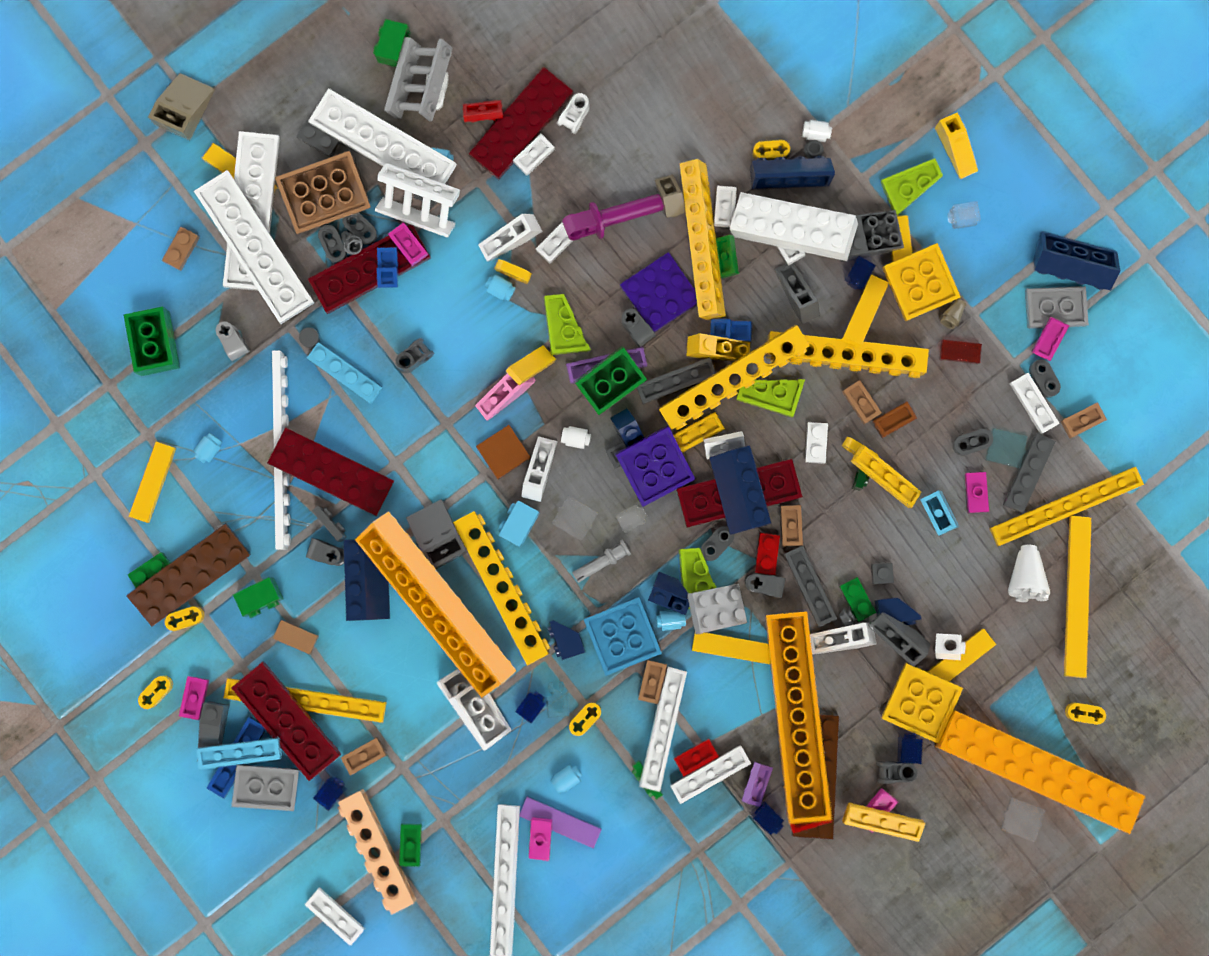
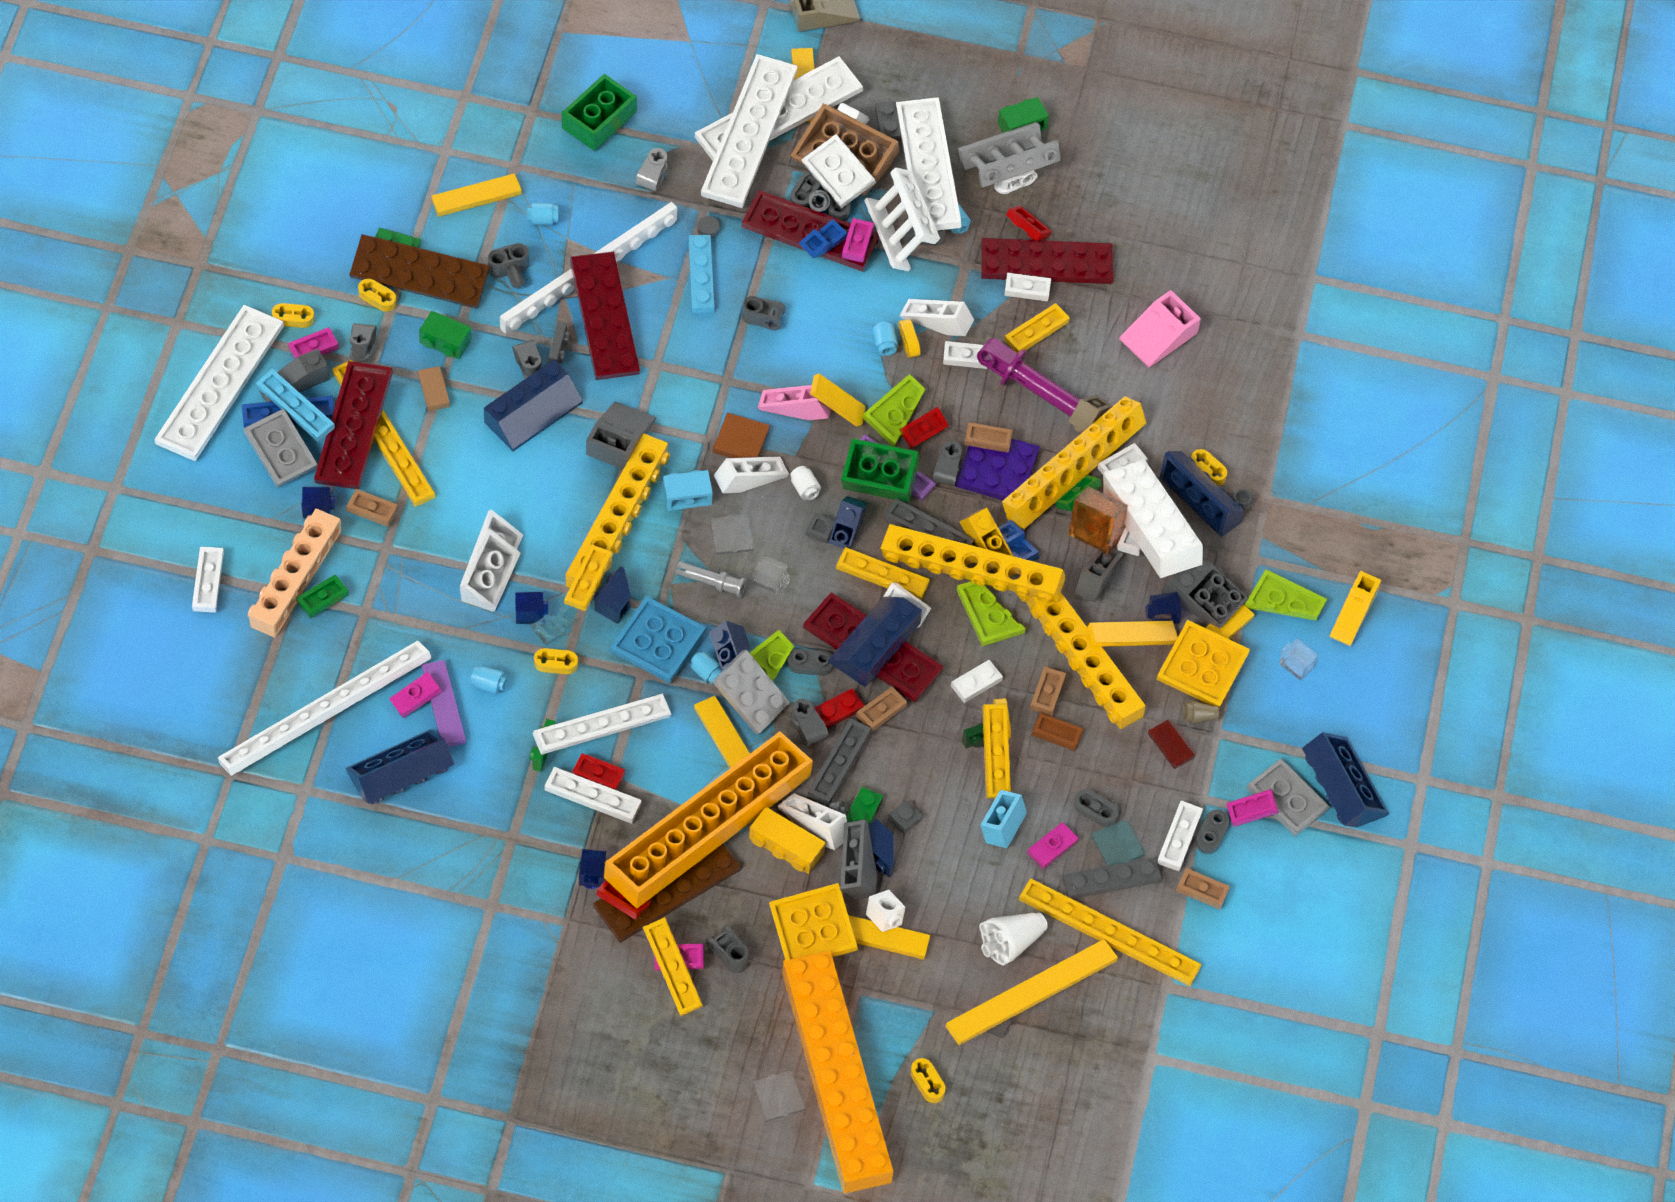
camera: 45 degrees right, 25 degrees down
(173, 788) = (219, 383): none -> white plate
(180, 248) = (698, 85): medium nougat plate -> none
(217, 661) = (362, 341): none -> dark grey piece
(234, 505) = (509, 263): none -> dark grey beam
(297, 161) = (853, 113): none -> white tile
(339, 211) = (838, 171): none -> white tile
(435, 604) = (557, 464): light orange brick -> none
(543, 652) = (588, 578): none -> yellow tile
(573, 116) = (1094, 292): white piece -> none
(573, 176) = (1037, 328): none -> yellow plate
(588, 892) = (400, 766): none -> dark blue slope
(593, 319) = (924, 427): none -> red plate
(638, 282) = (988, 437): none -> medium nougat tile
(641, 92) = (1161, 329): none -> bright pink slope
(652, 682) = (637, 689): medium nougat plate -> none
(655, 466) = (835, 559): dark purple plate -> none
(757, 784) = (616, 838): medium lavender plate -> none
(765, 263) = (1097, 520): none -> clear orange brick
(816, 130) = (1260, 489): white brick -> none
(845, 670) = (786, 840): none -> yellow brick
(910, 749) = (761, 945): clear blue brick -> none

